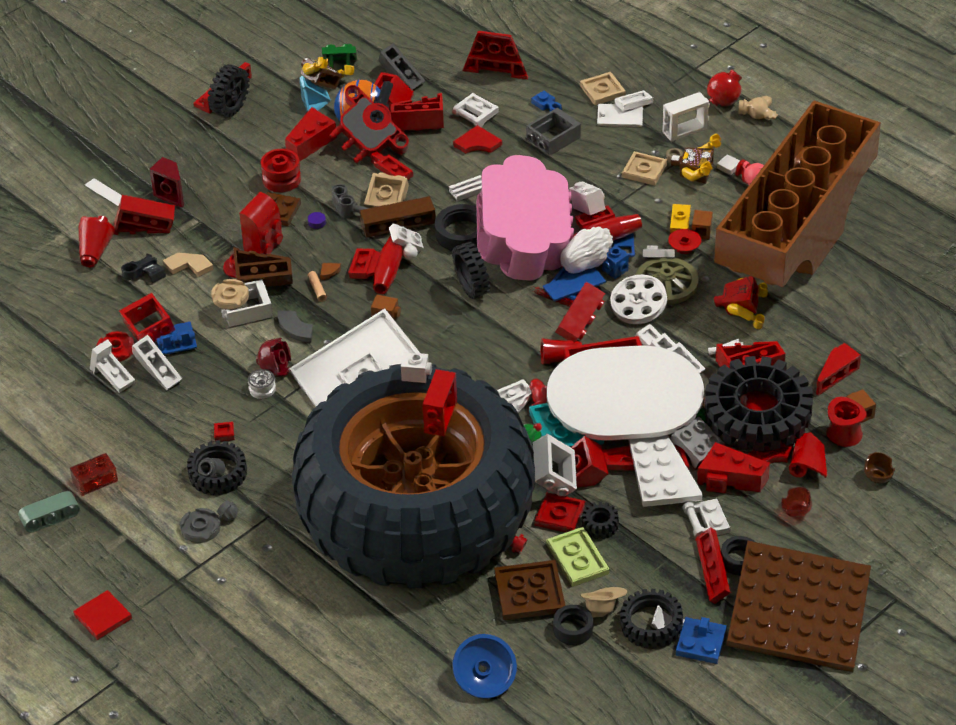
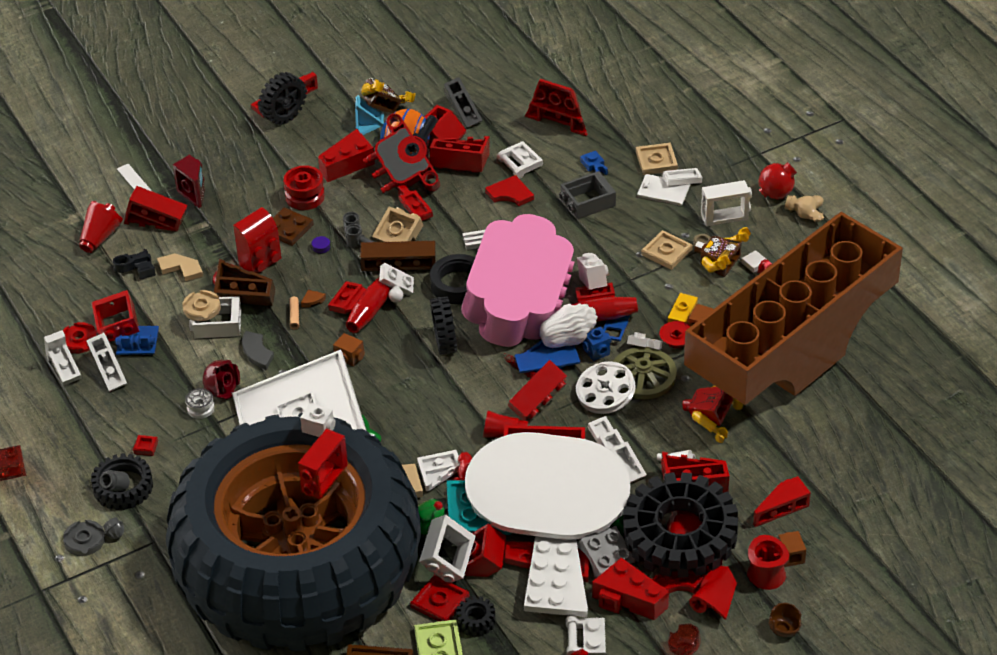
camera: 15 degrees right, 0 degrees up
(333, 53) = (411, 78): green plate -> none
(518, 544) = (383, 624): red plate -> none

